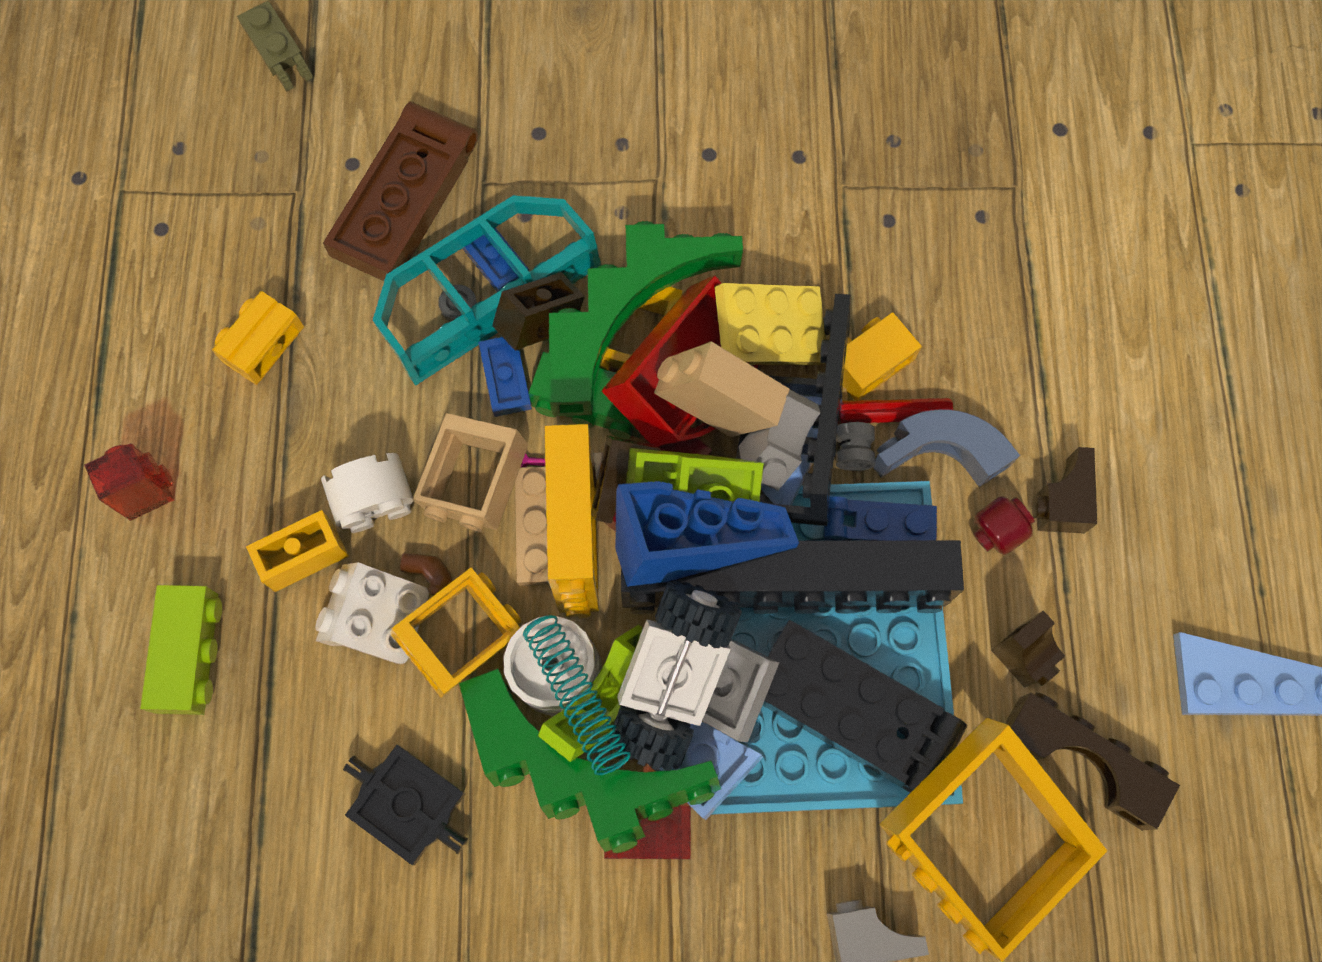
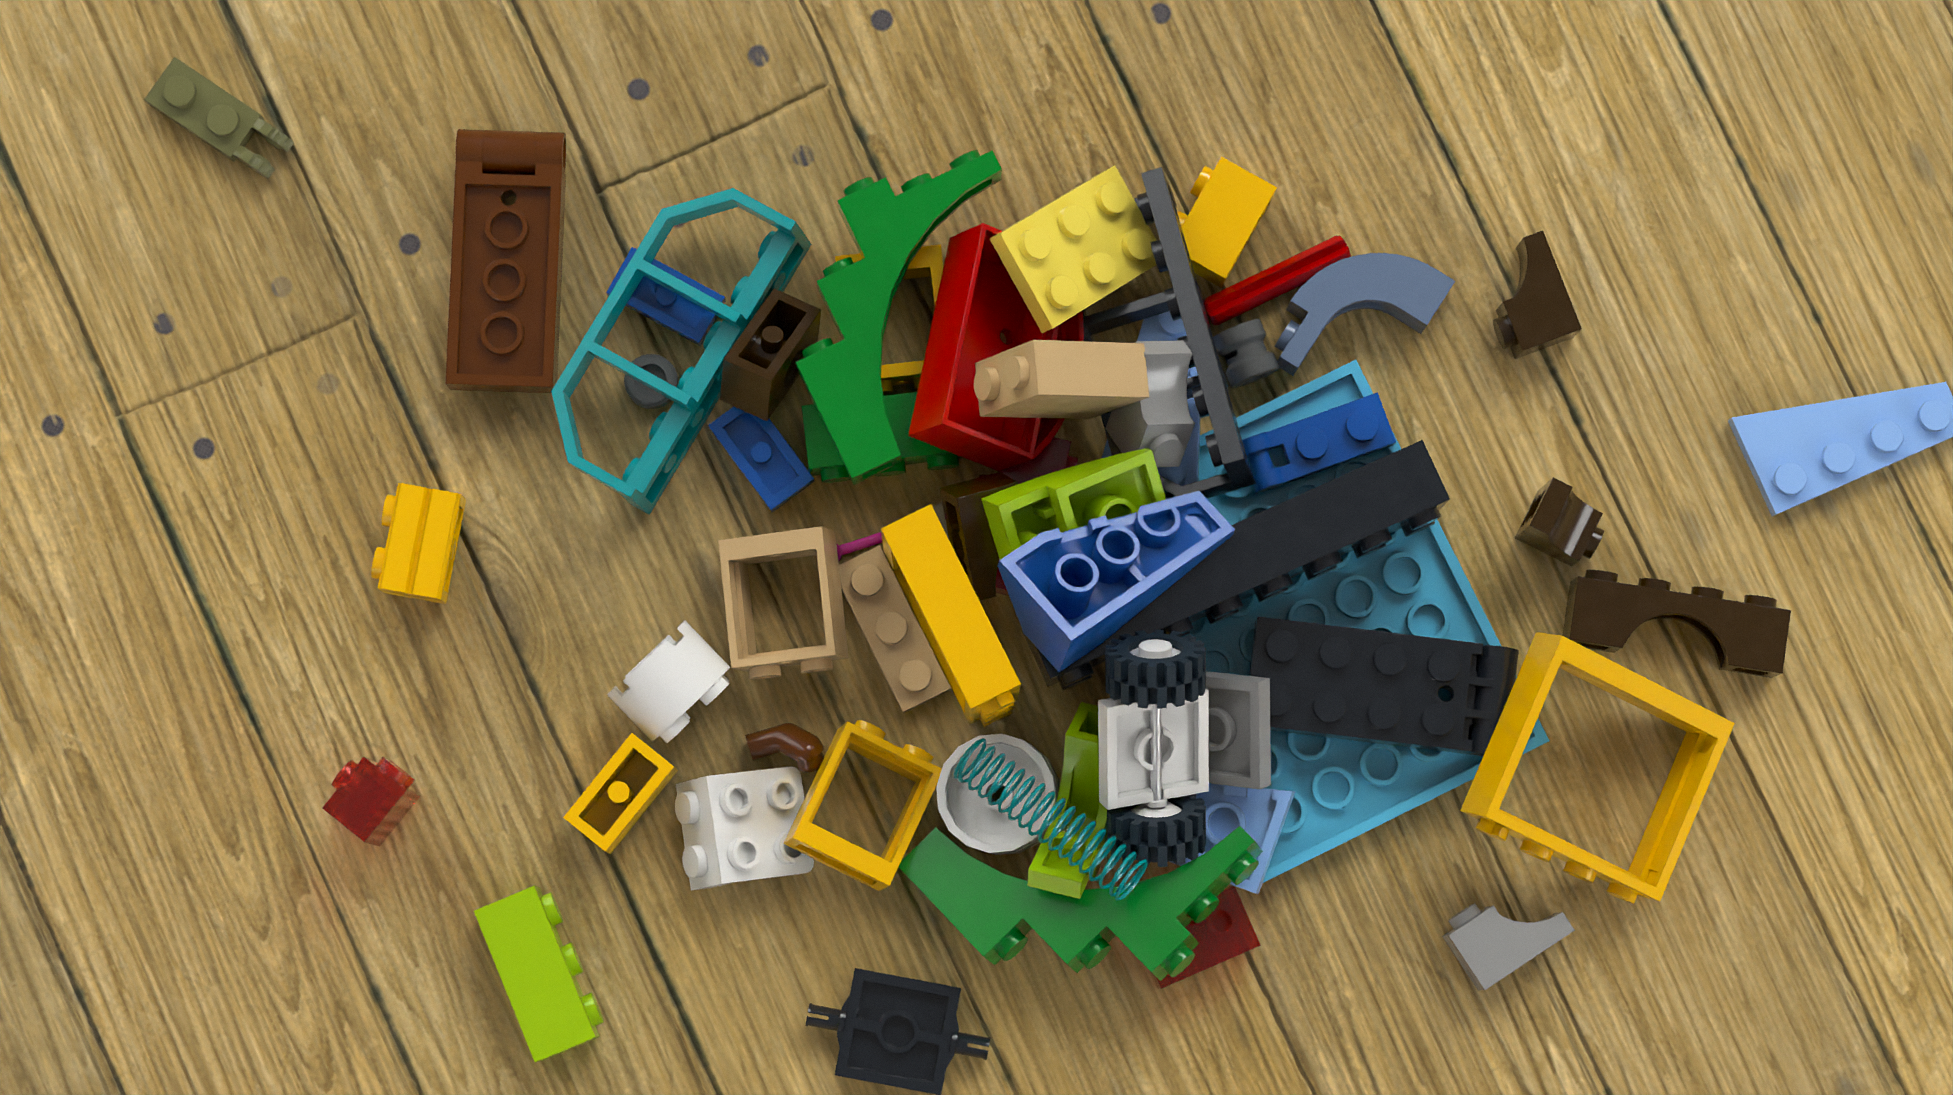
camera: 25 degrees left, 10 degrees up
(1003, 525) = (1468, 376): dark red head -> none

